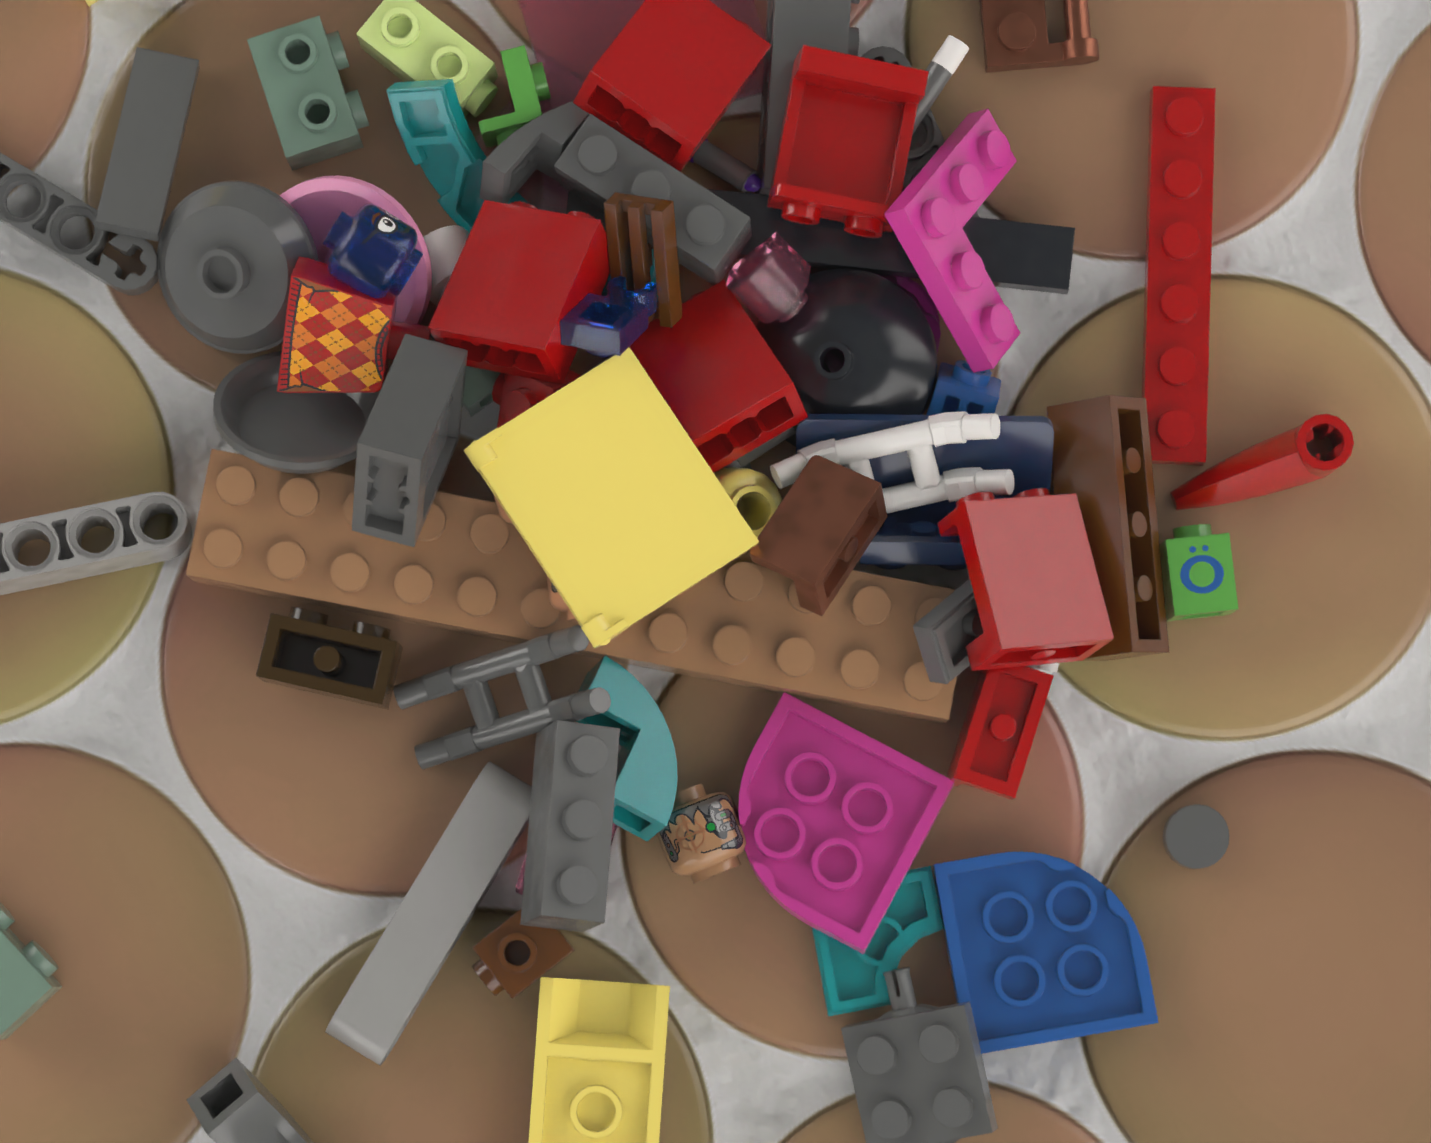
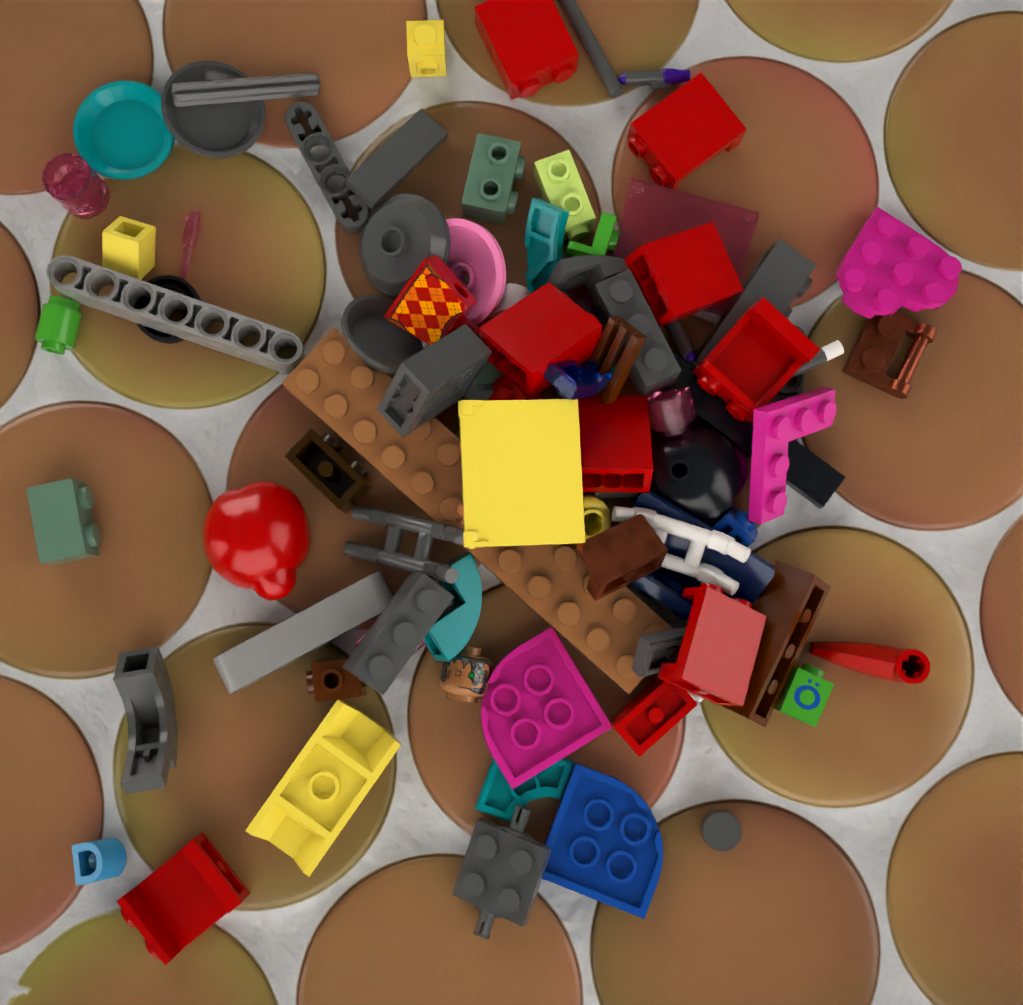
camera: 30 degrees right, 0 degrees up
(284, 818) = (257, 538): none -> red piece
(372, 251) = (474, 272): clear blue head -> none
(1178, 272) = (884, 530): red plate -> none

